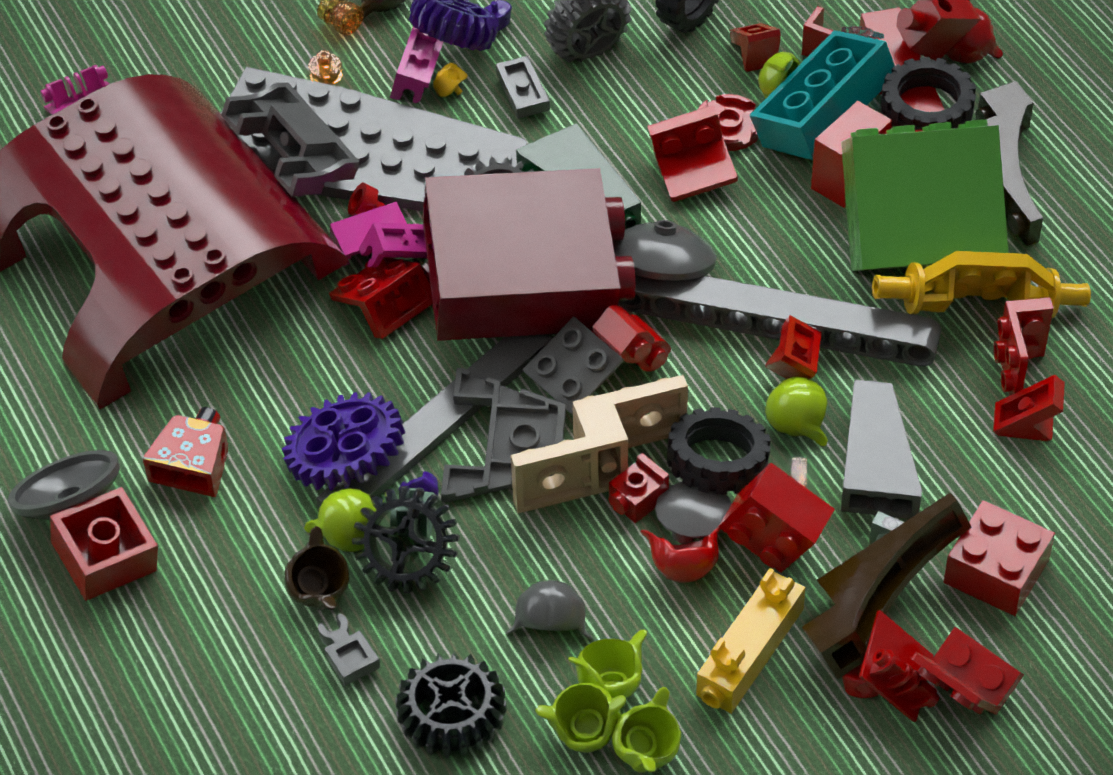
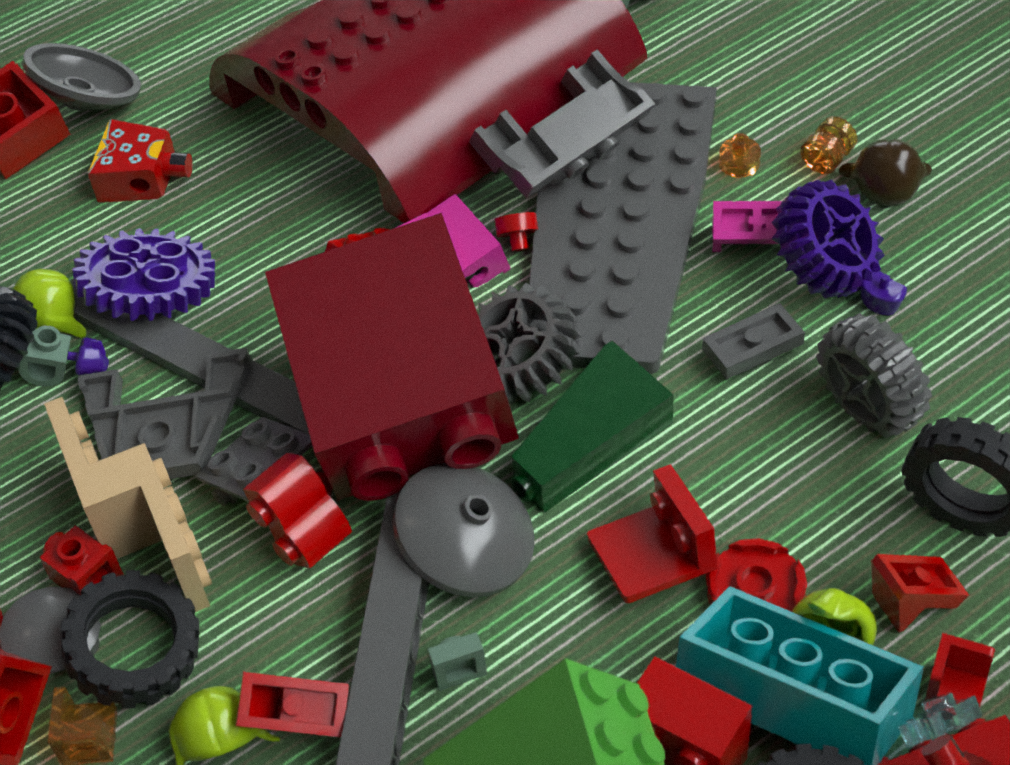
camera: 85 degrees right, 0 degrees up
(448, 80) = (746, 265): yellow piece -> none
(766, 269) = (457, 660): none -> sand green plate

